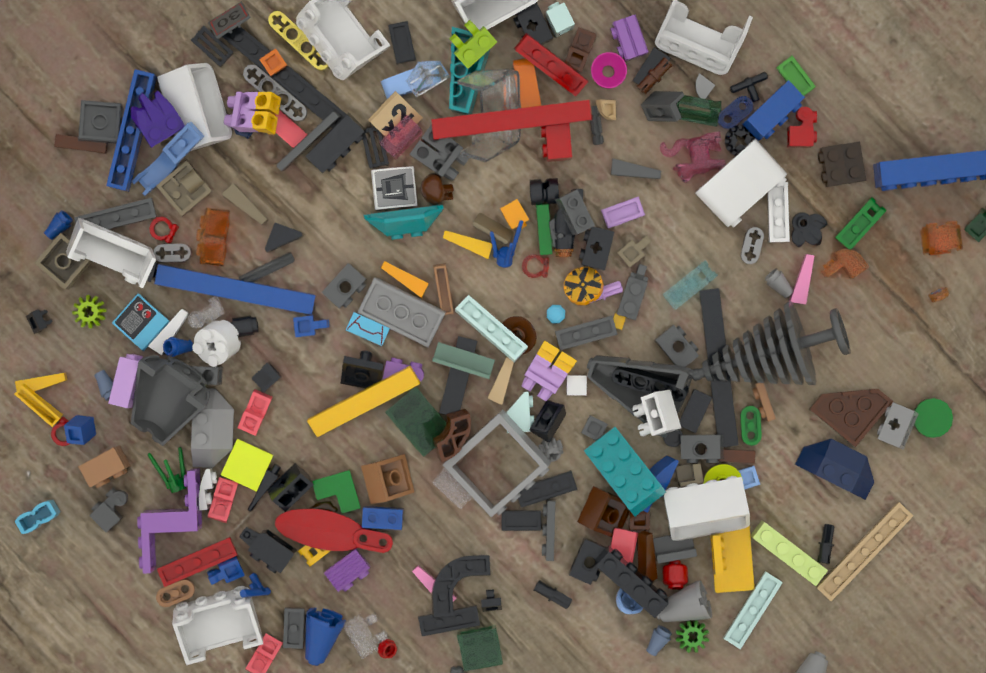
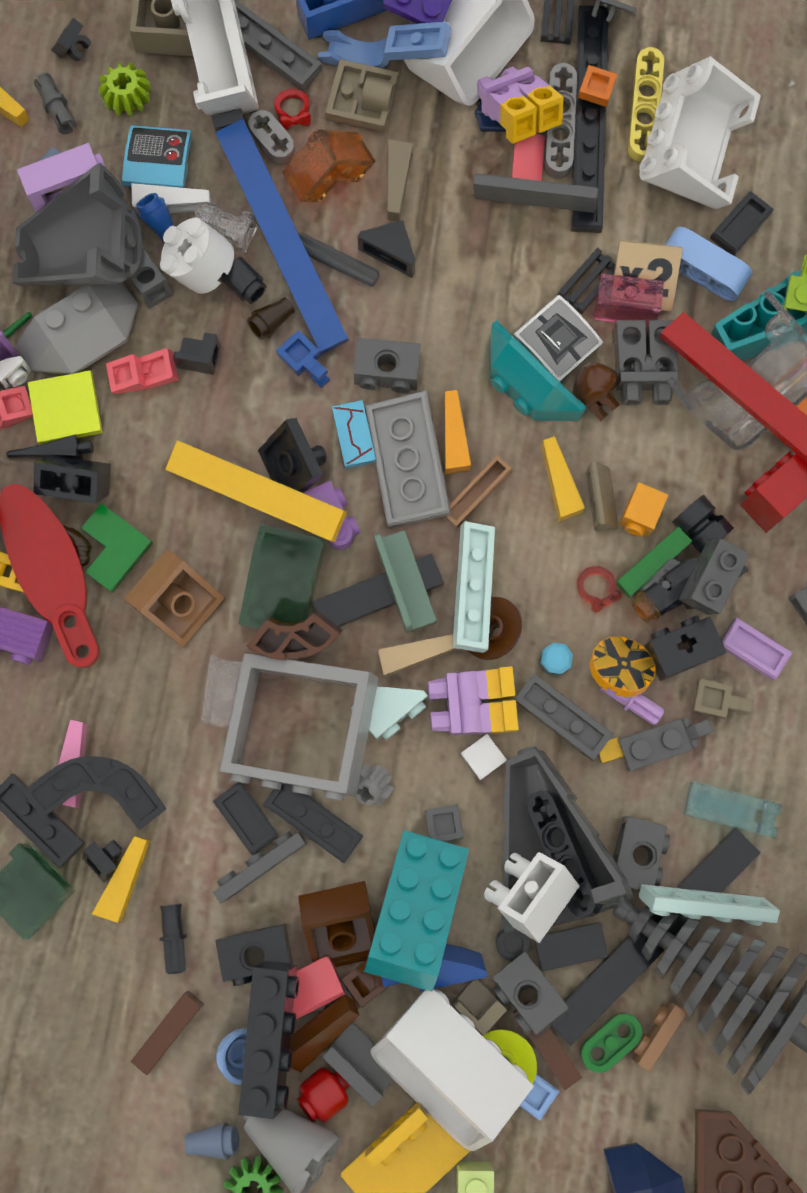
camera: 50 degrees right, 10 degrees down
(69, 353) = (55, 103): none -> dark grey pin
(275, 329) = (268, 319): none -> dark brown cone
(336, 143) = (558, 225): black brick -> none
(382, 517) = (116, 627): blue brick -> none
(426, 76) = (731, 267): clear slope -> none
(505, 254) = (585, 535): blue plant -> none
(511, 604) = (120, 887): none -> yellow piece
(548, 420) = (408, 753): black slope -> none
(594, 627) = (167, 1032): none -> reddish brown piece
(728, 328) = (704, 903): none -> light aqua plate

